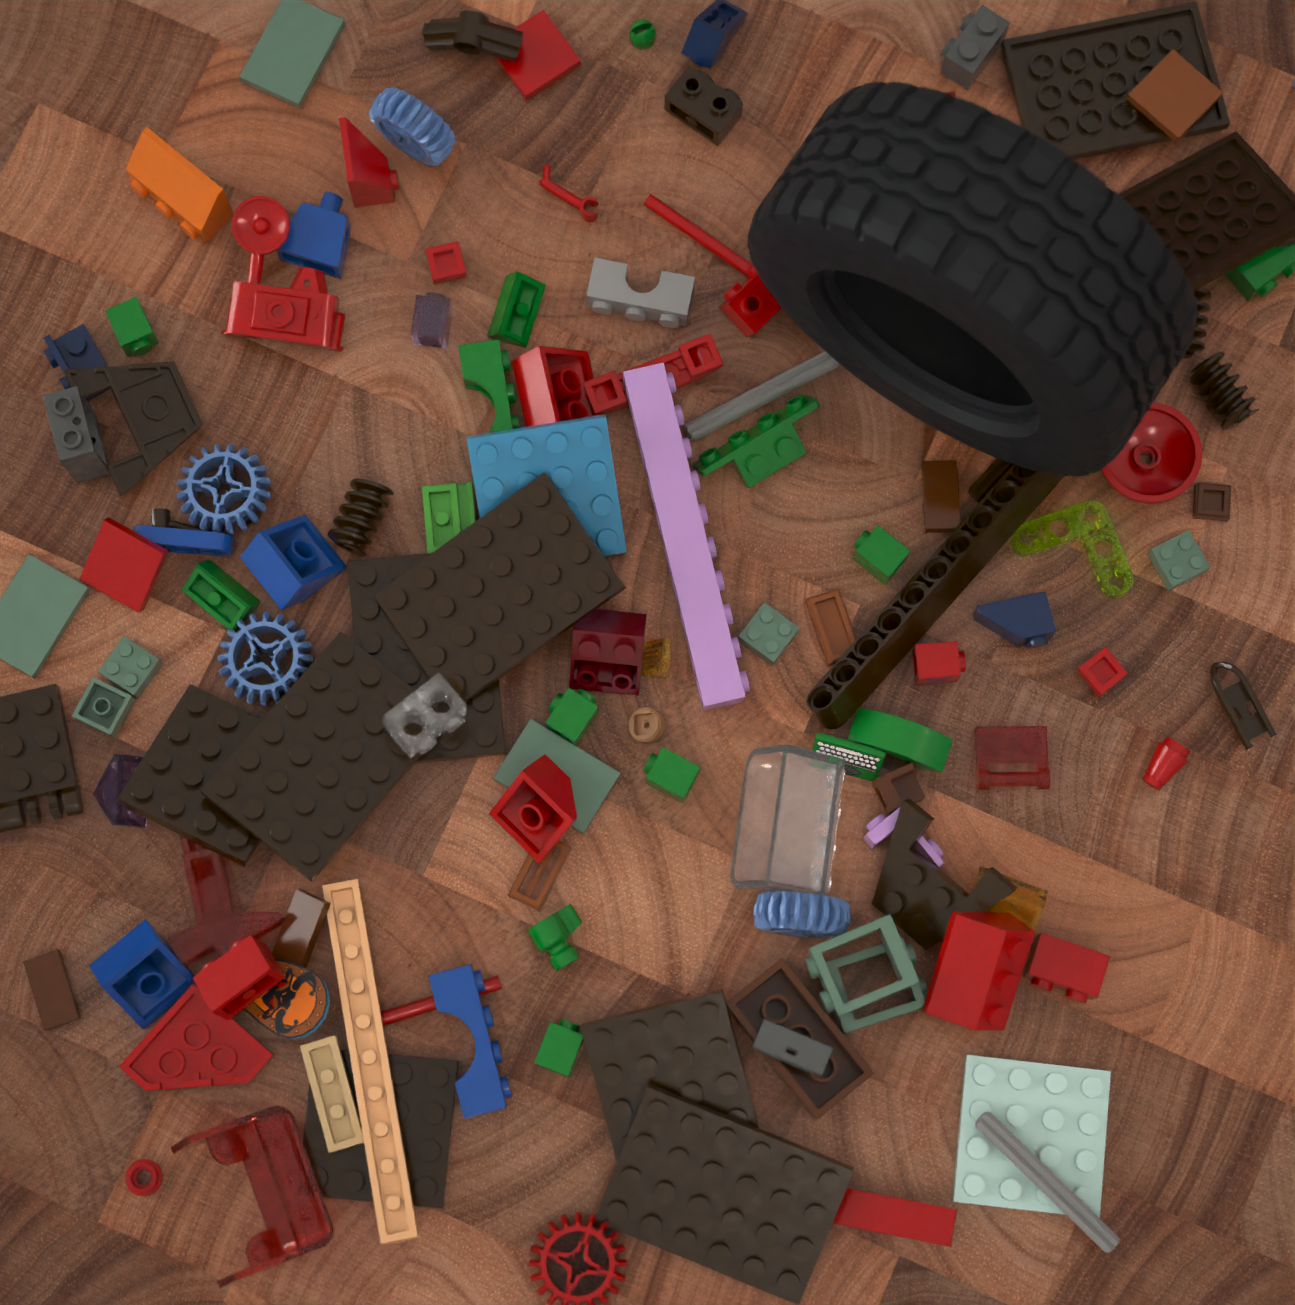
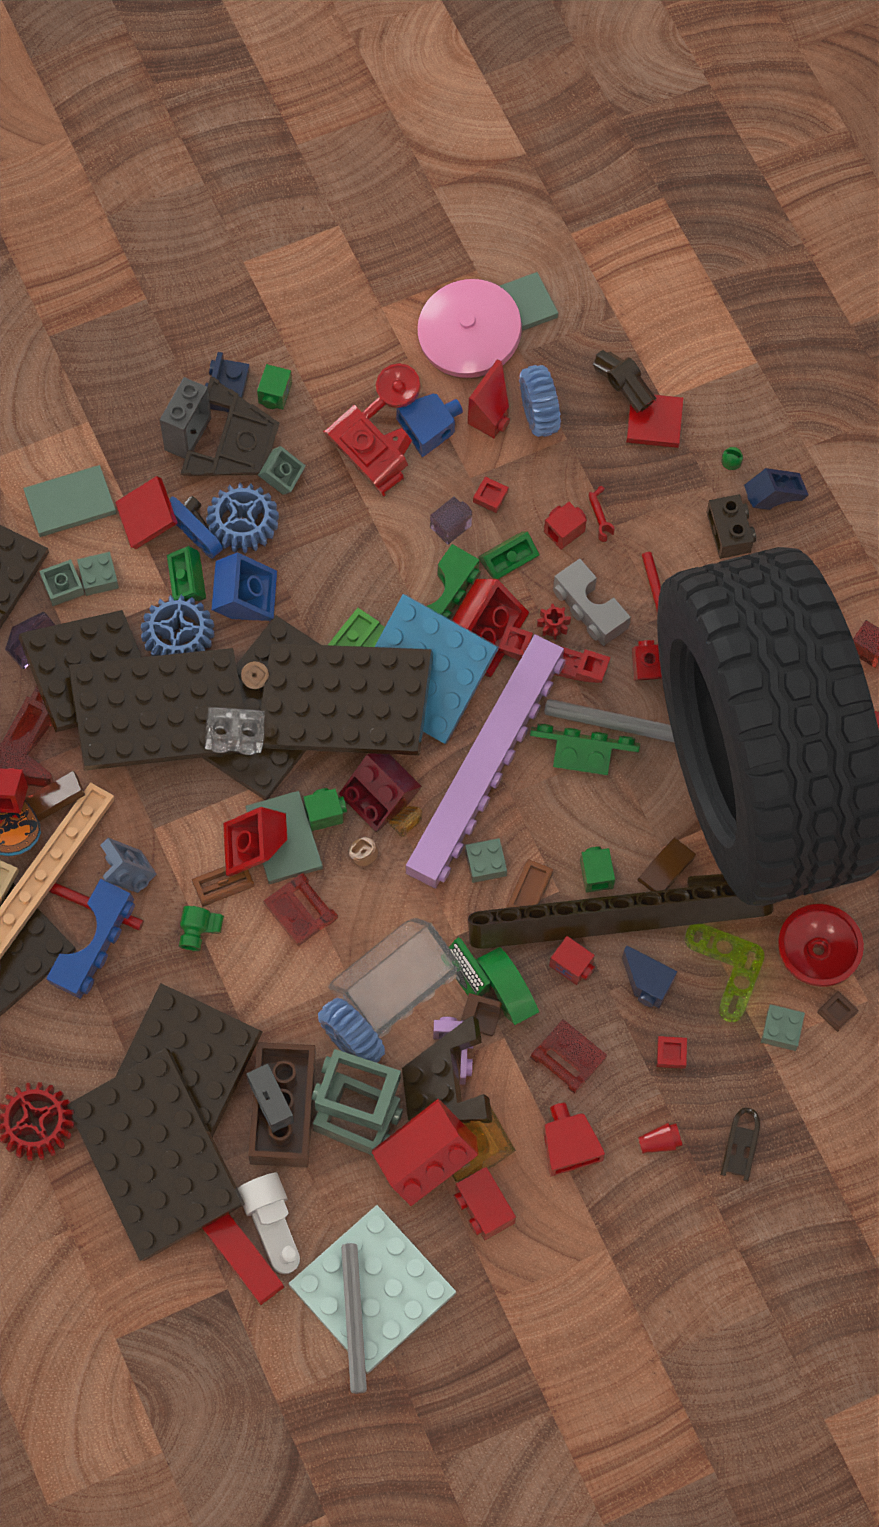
camera: 40 degrees right, 10 degrees down
(177, 187) = (371, 329): orange slope -> none
(219, 408) = (281, 470): none -> sand green piece
(271, 106) = (469, 327): none -> bright pink dish
(358, 515) = (306, 593): dark brown piece -> none
(386, 641) = (254, 675): none -> medium nougat tile
(439, 934) = (129, 866): none -> sand blue bracket
(545, 233) = (565, 524): none -> red brick
(560, 1047) = (138, 990): green brick -> none
(622, 333) = (550, 628): none -> red gear
(638, 845) = (292, 913): none -> clear red plate
(671, 774) = (351, 891): green brick -> none
(870, 1148) = (266, 1204): none -> white piece
(1087, 839) = (570, 1141): none -> red torso

